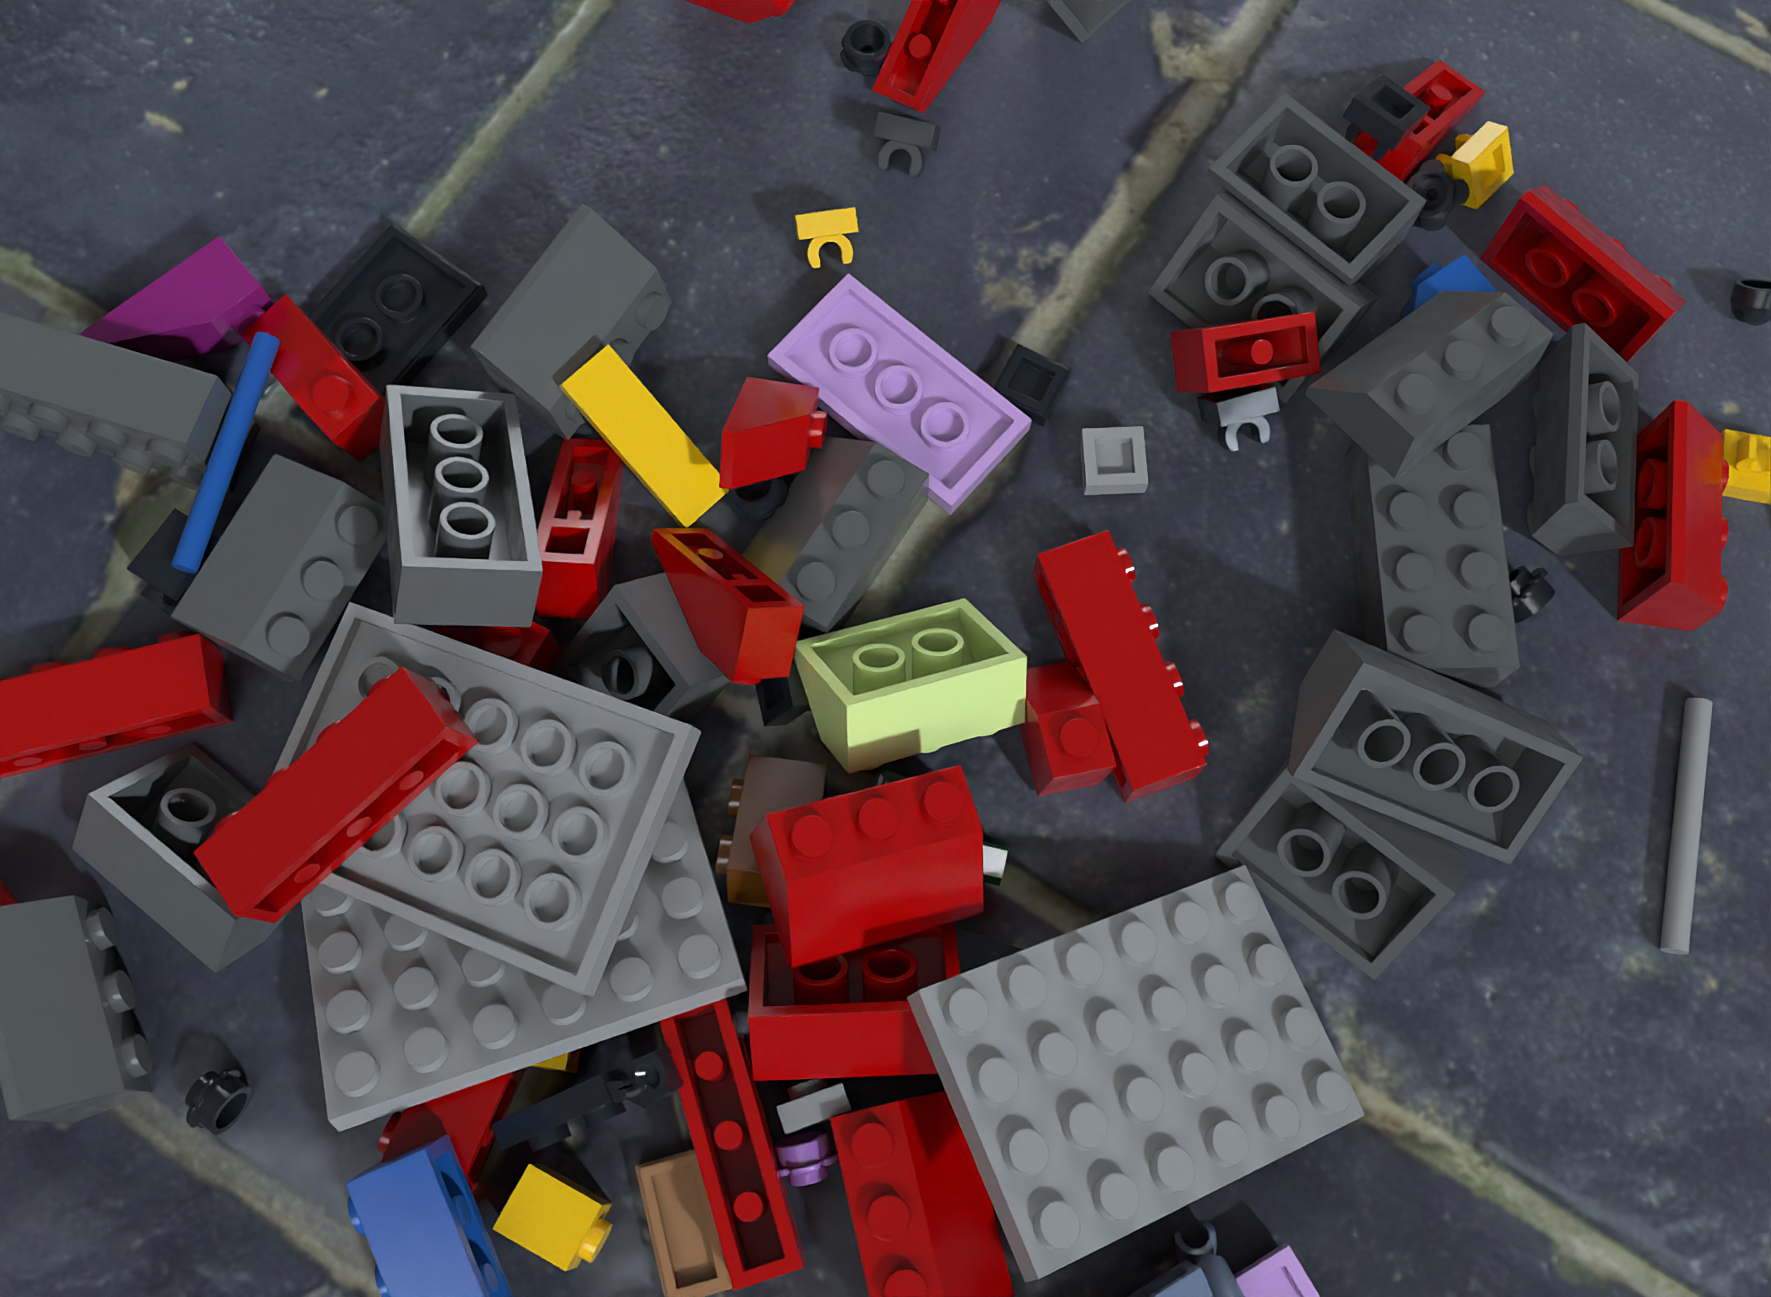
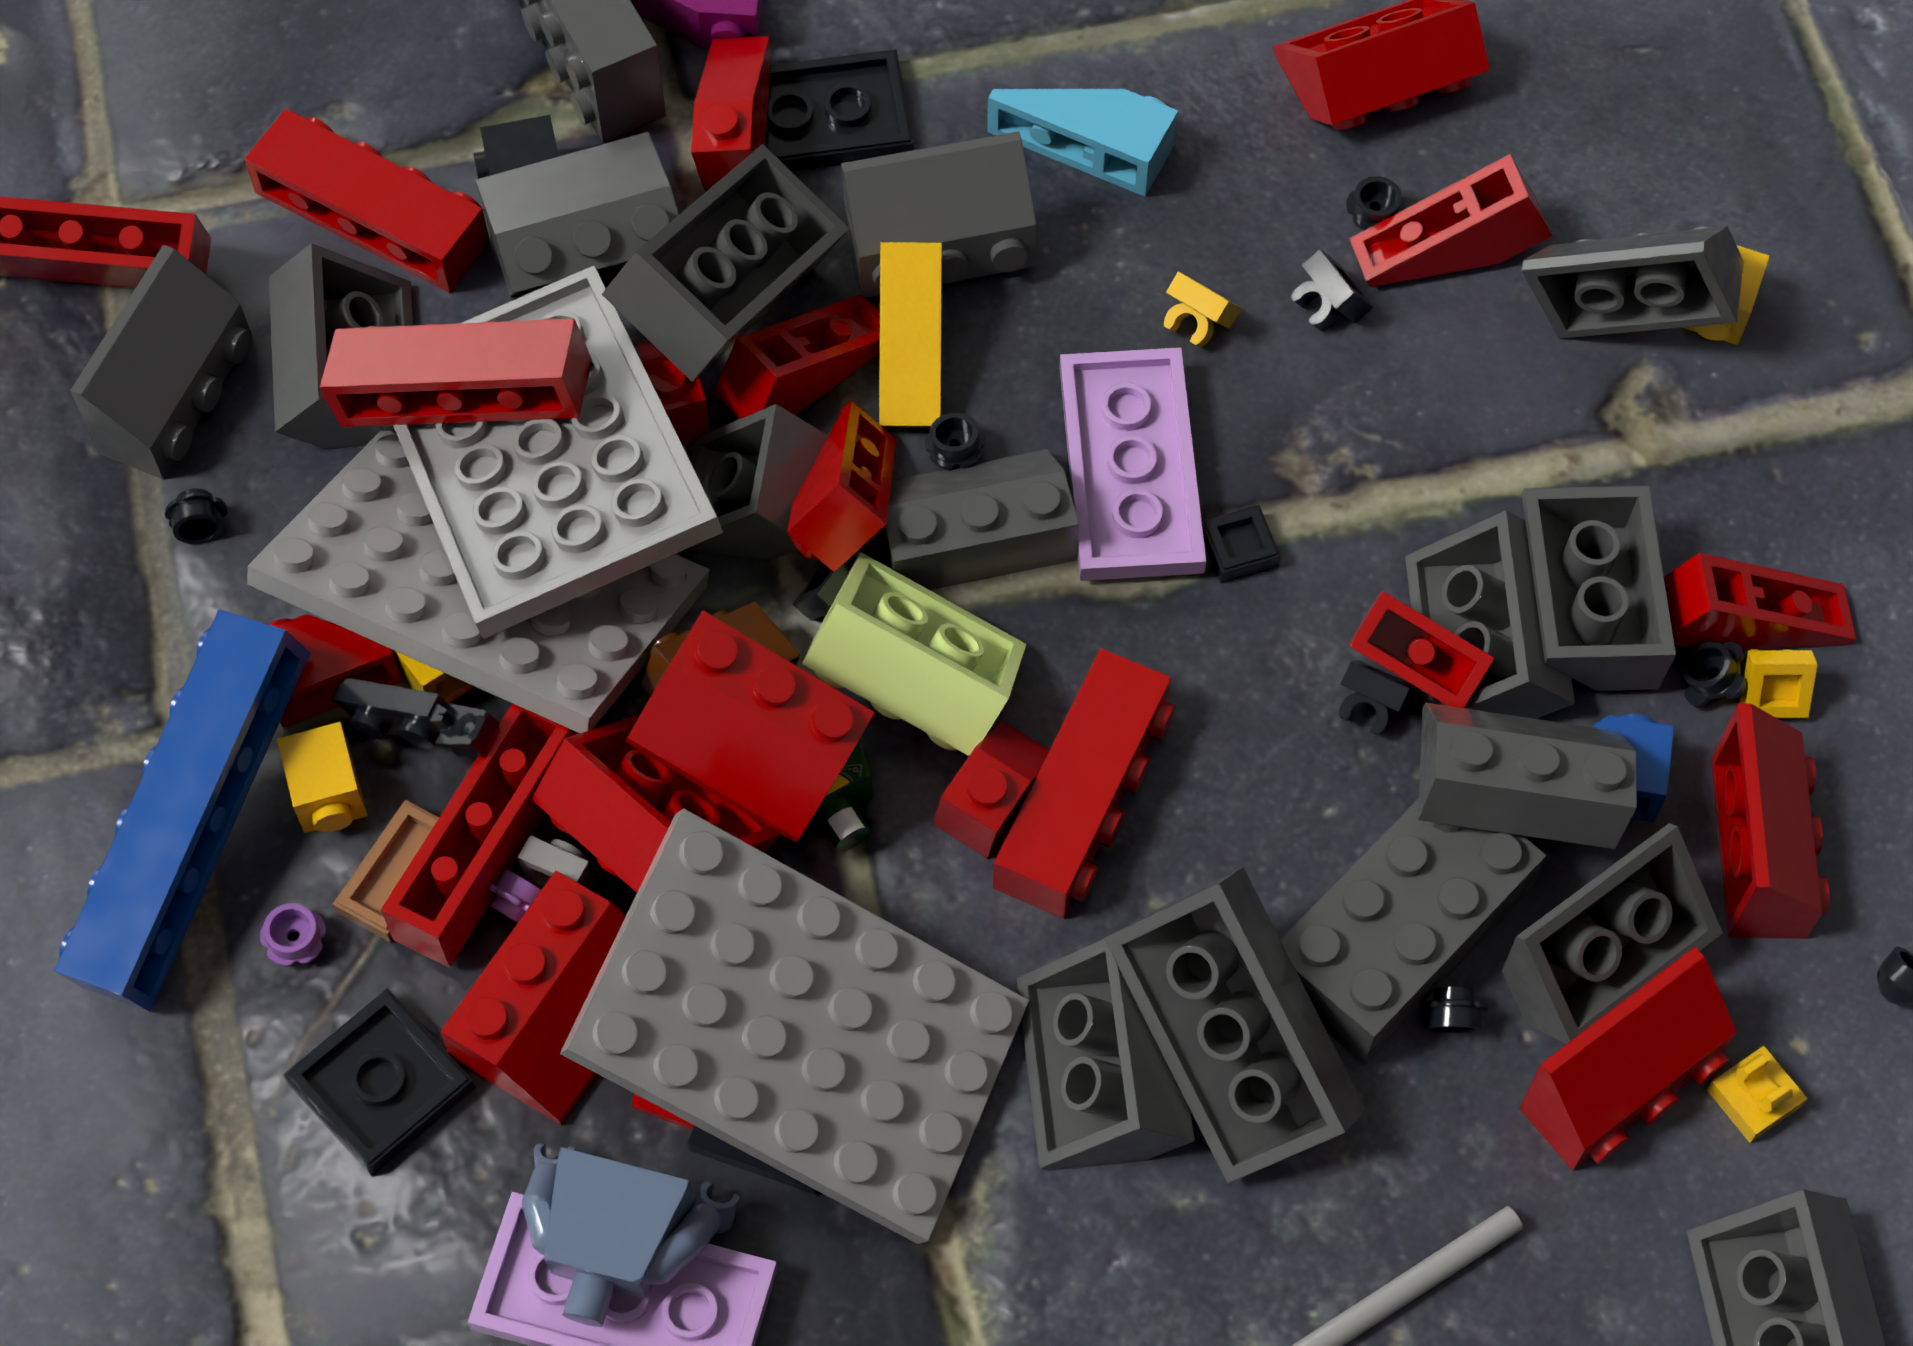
camera: 45 degrees right, 10 degrees down
(225, 453) = (617, 104): blue bar -> none
(613, 160) = (1092, 130): none -> medium azure slope
(770, 432) = (998, 402): red slope -> none
(1113, 460) = (1239, 645): light grey plate -> none
(1385, 114) = (1698, 557): black tile -> none

